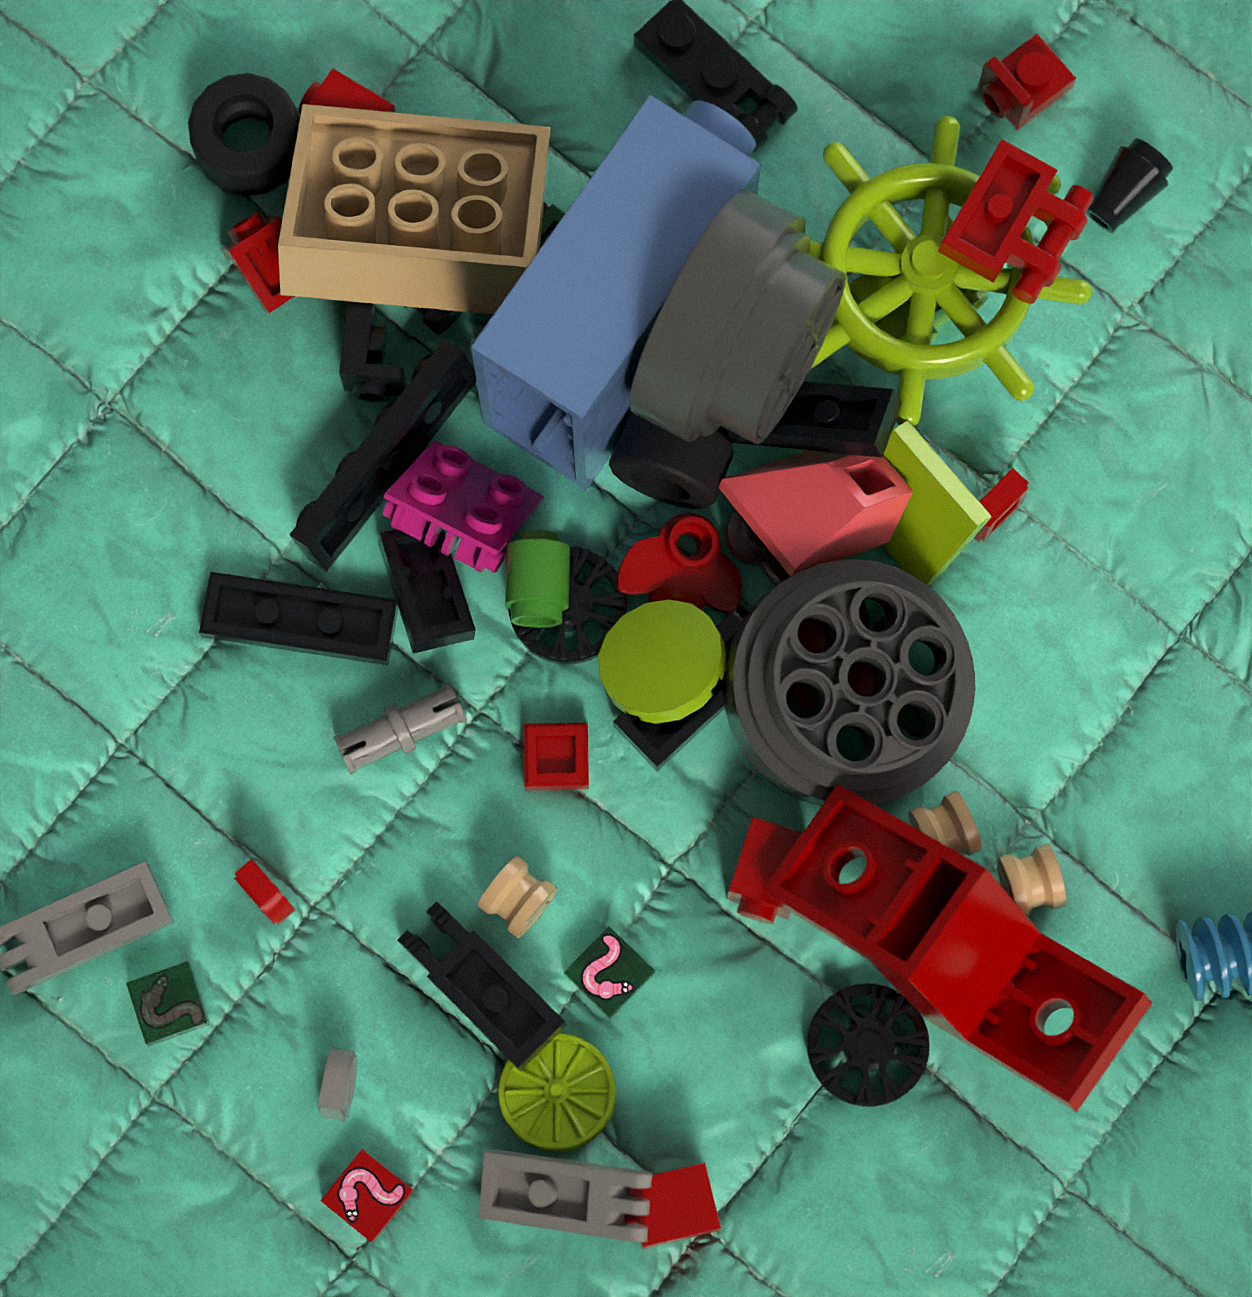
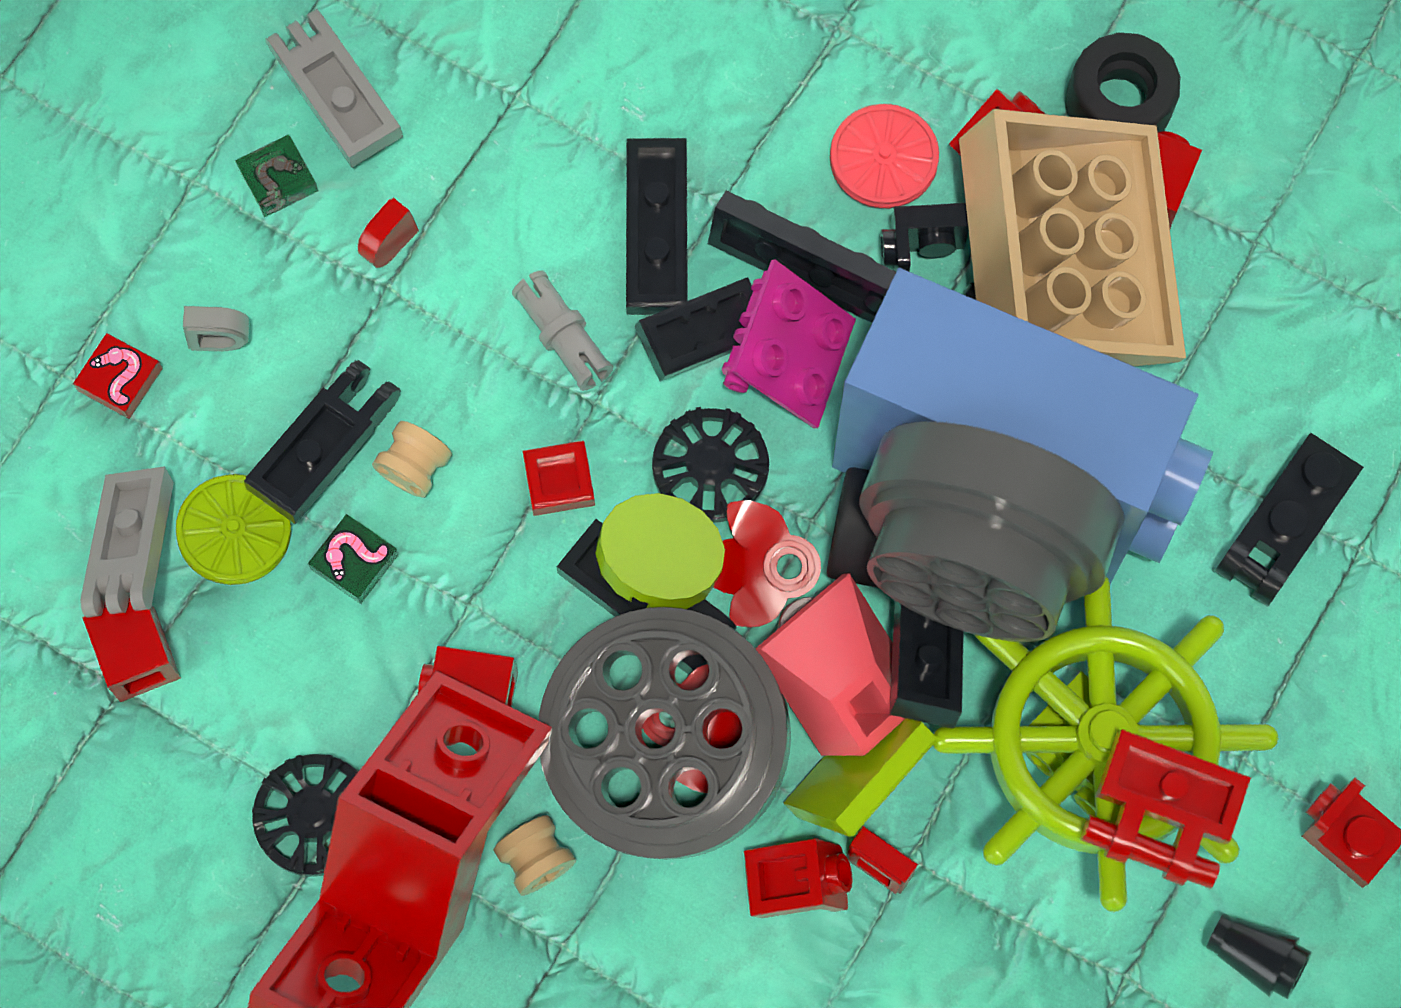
camera: 80 degrees right, 5 degrees down
(265, 380) = (884, 155): none -> coral wheel
(537, 579) = (721, 419): bright green brick -> none
(1001, 587) = (797, 878): none -> red bracket
(1033, 879) = (494, 949): tan wheel -> none

